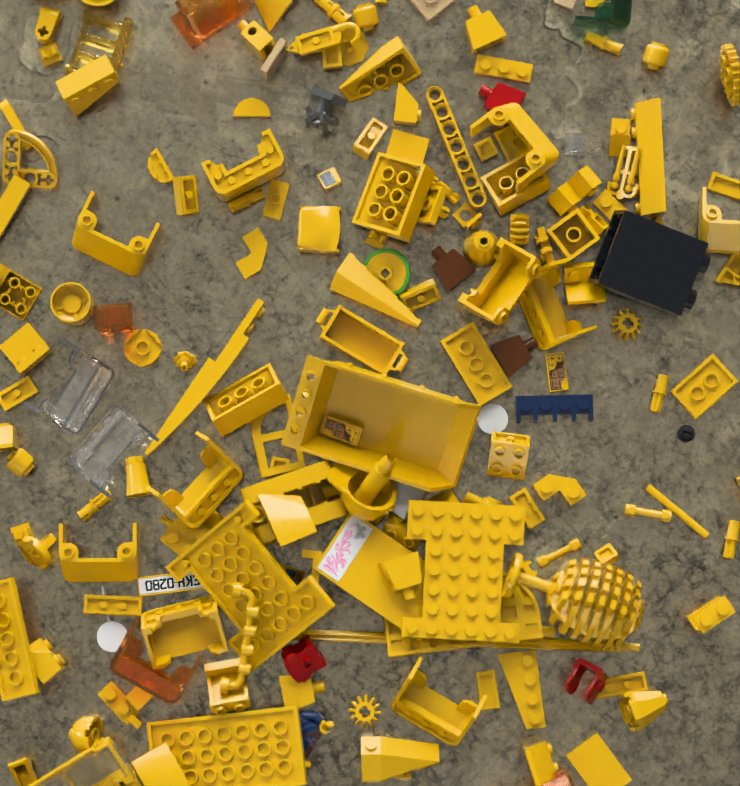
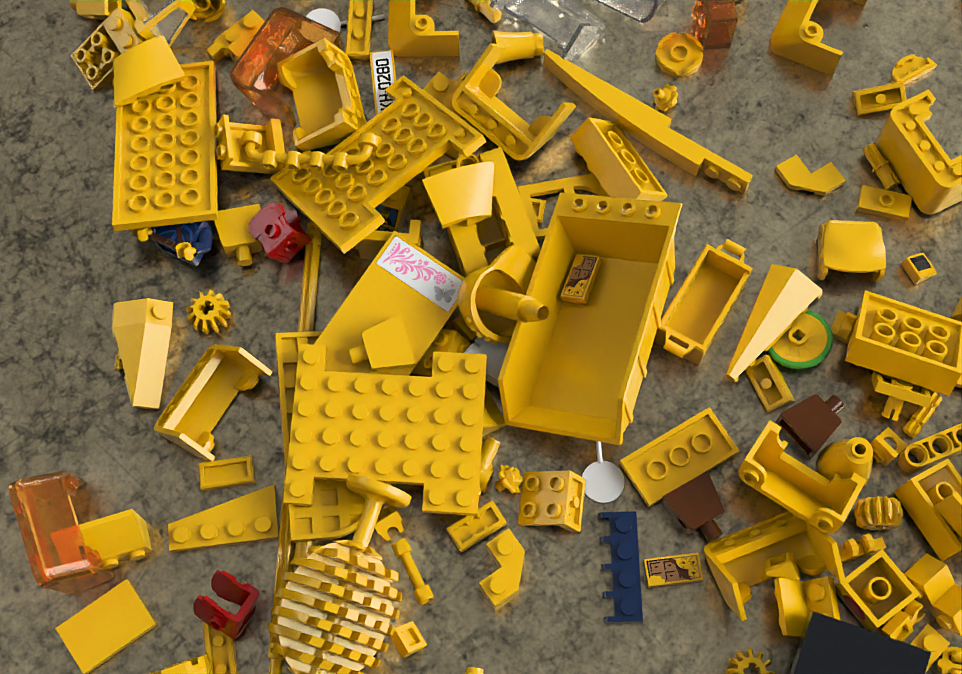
camera: 90 degrees right, 15 degrees down
(493, 485) = (509, 478): none -> yellow plant
(556, 297) = (782, 566): none -> yellow slope

